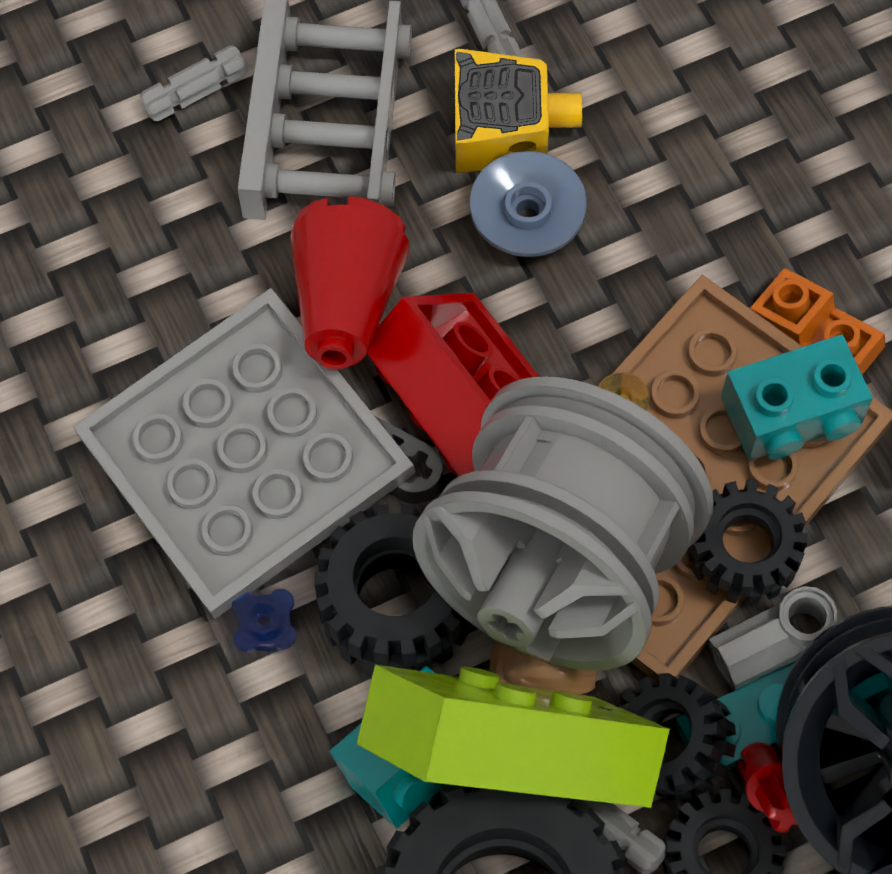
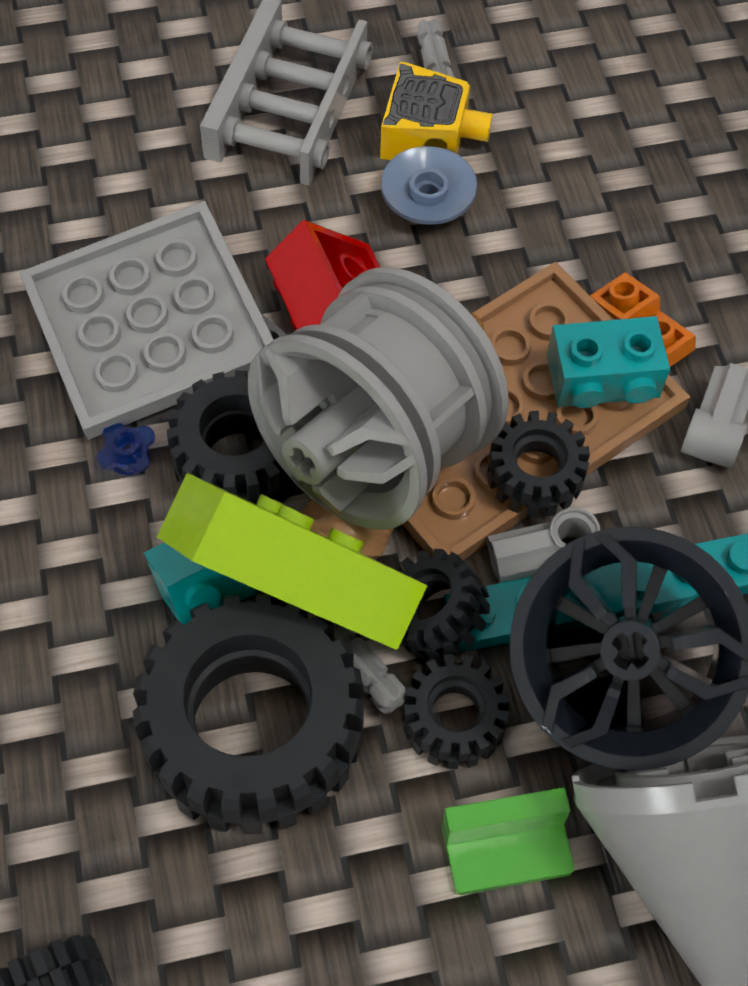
camera: 10 degrees right, 5 degrees down
(193, 83) = (193, 55): light grey axle -> none
(345, 275) = (265, 198): red cone -> none
(765, 784) = (498, 659): red axle -> none

